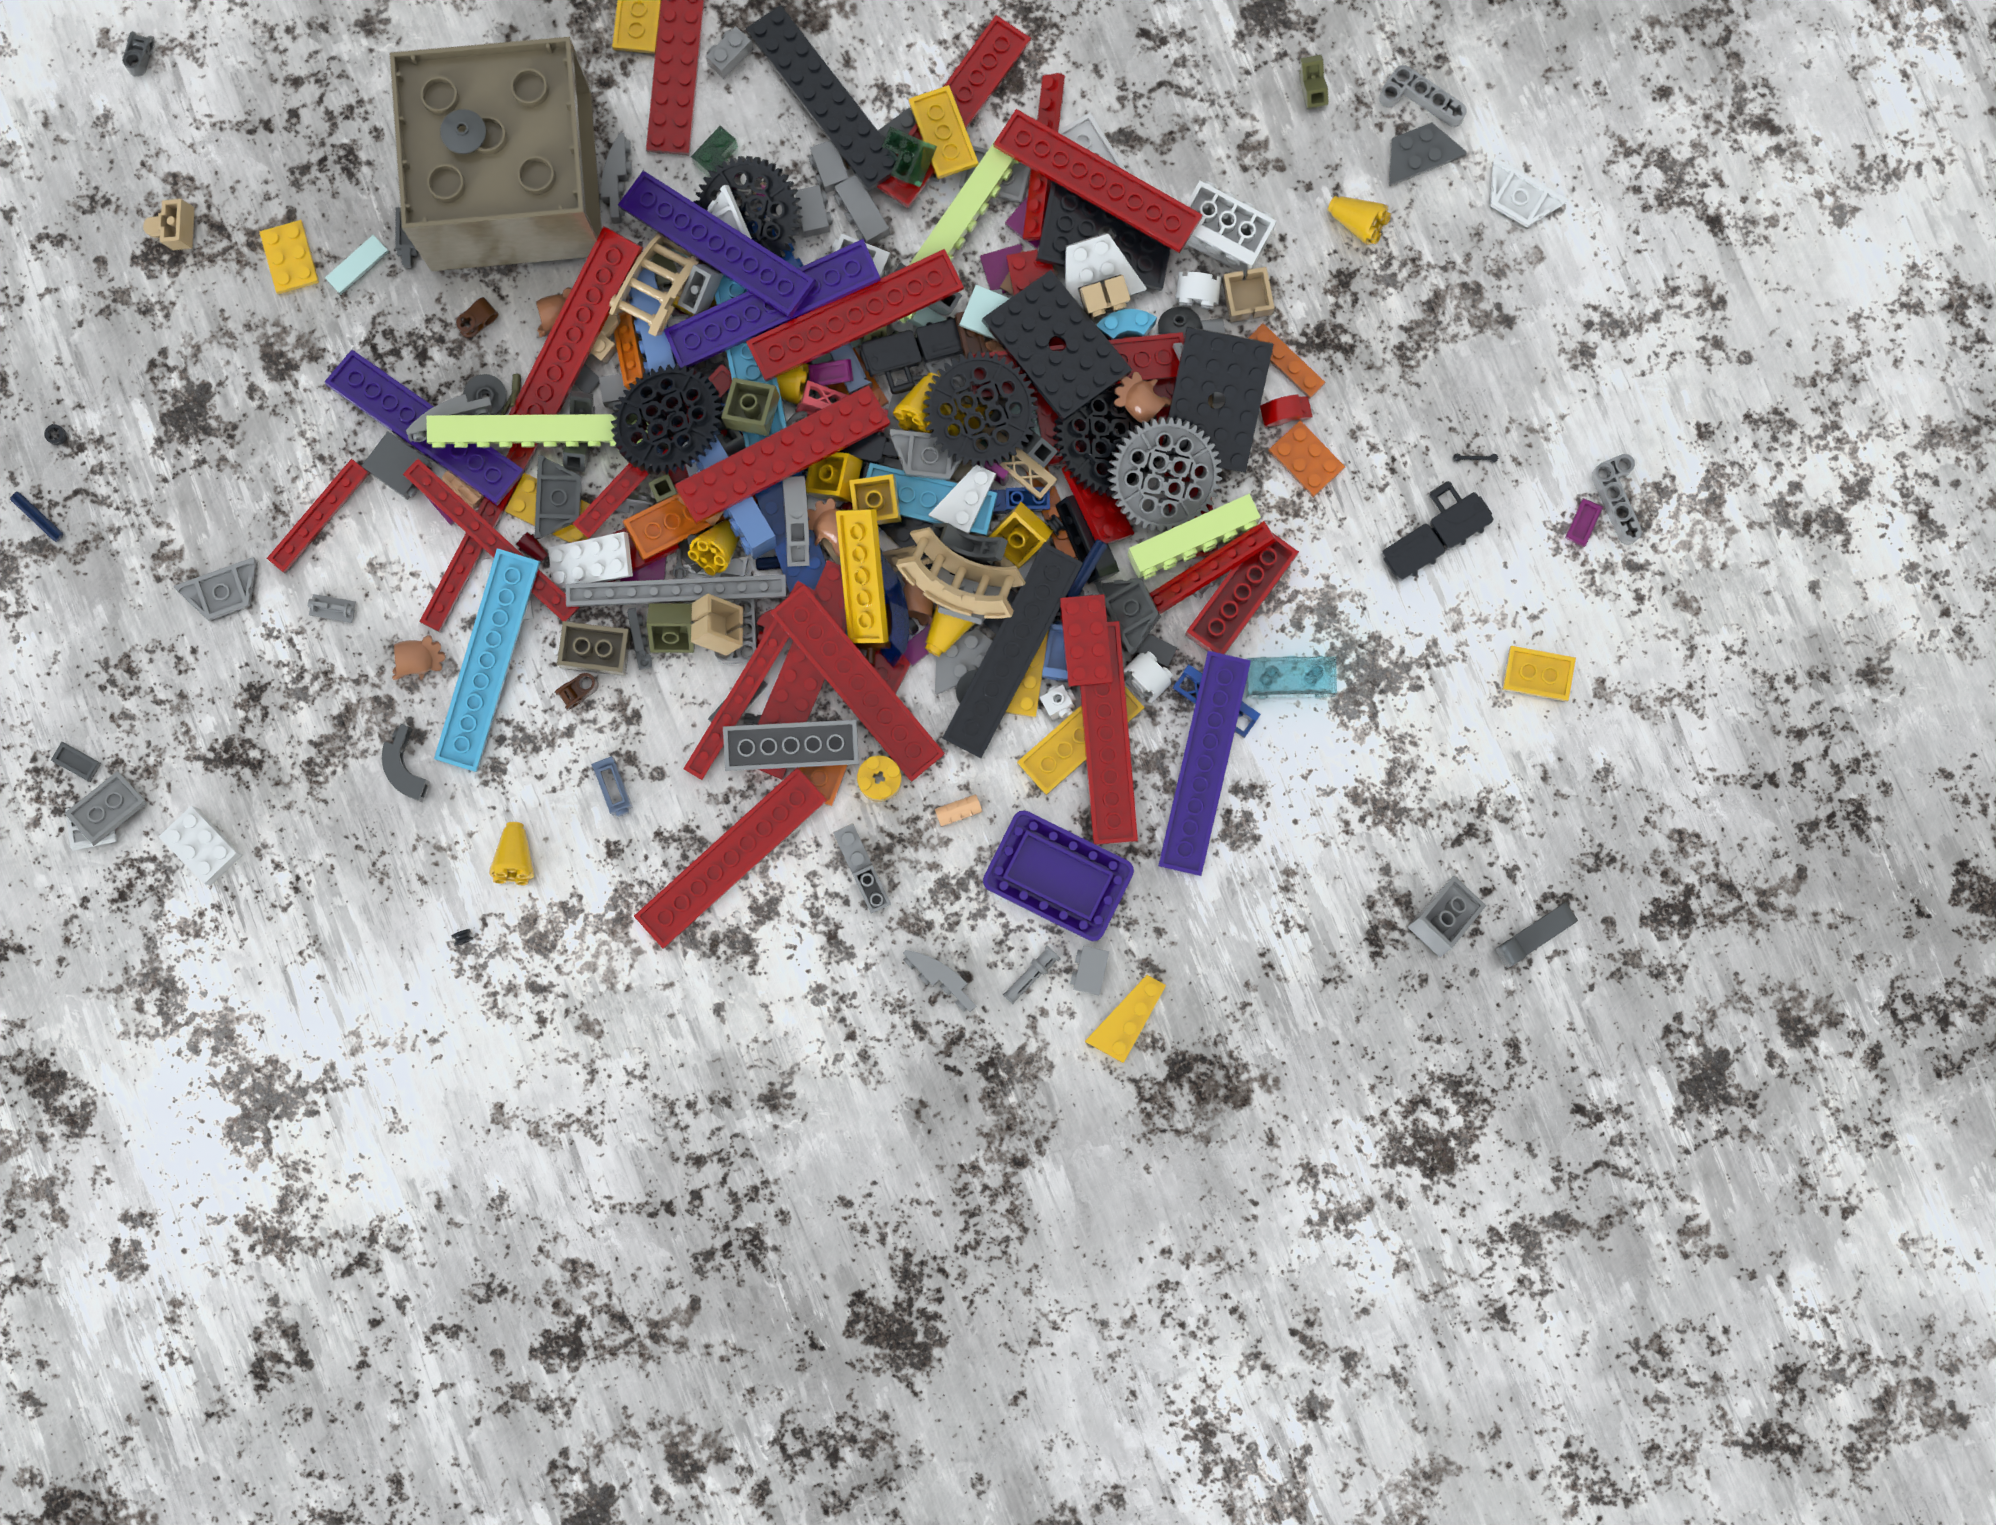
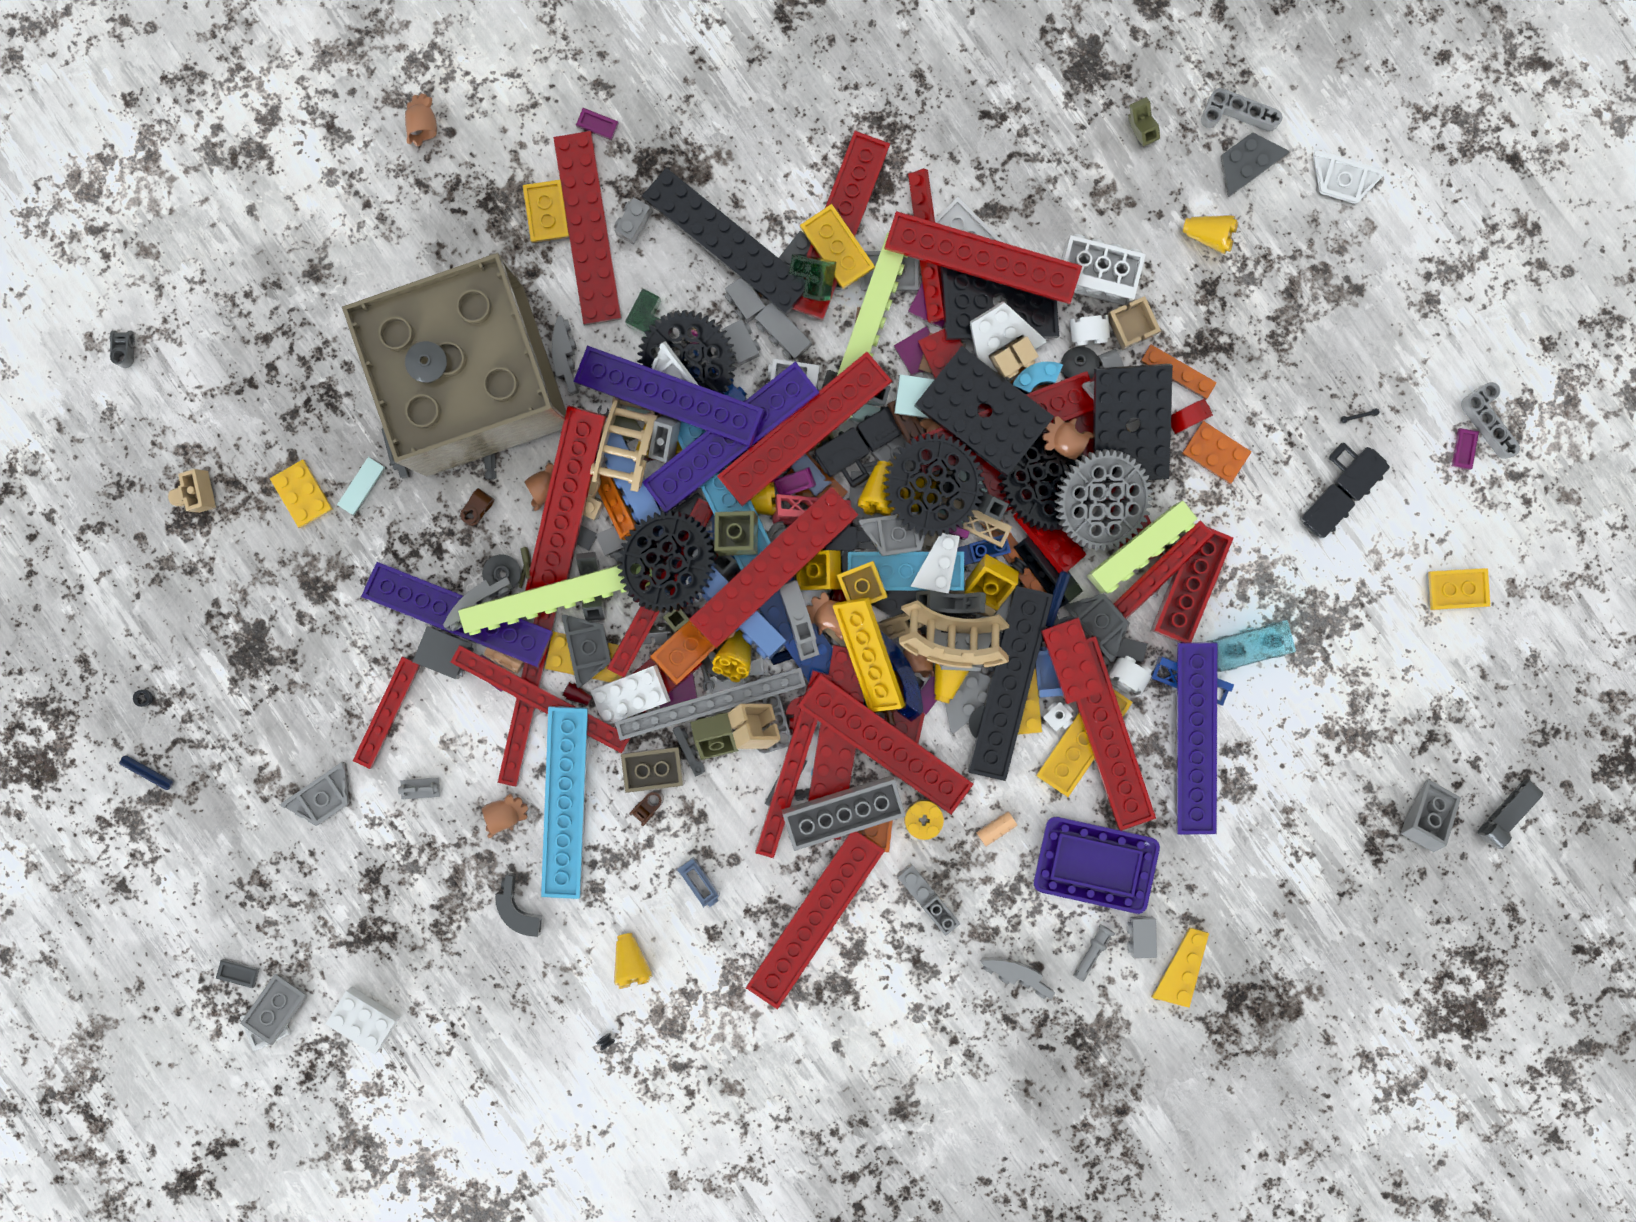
camera: 10 degrees left, 5 degrees up
(503, 276) = (490, 465): none -> dark grey axle

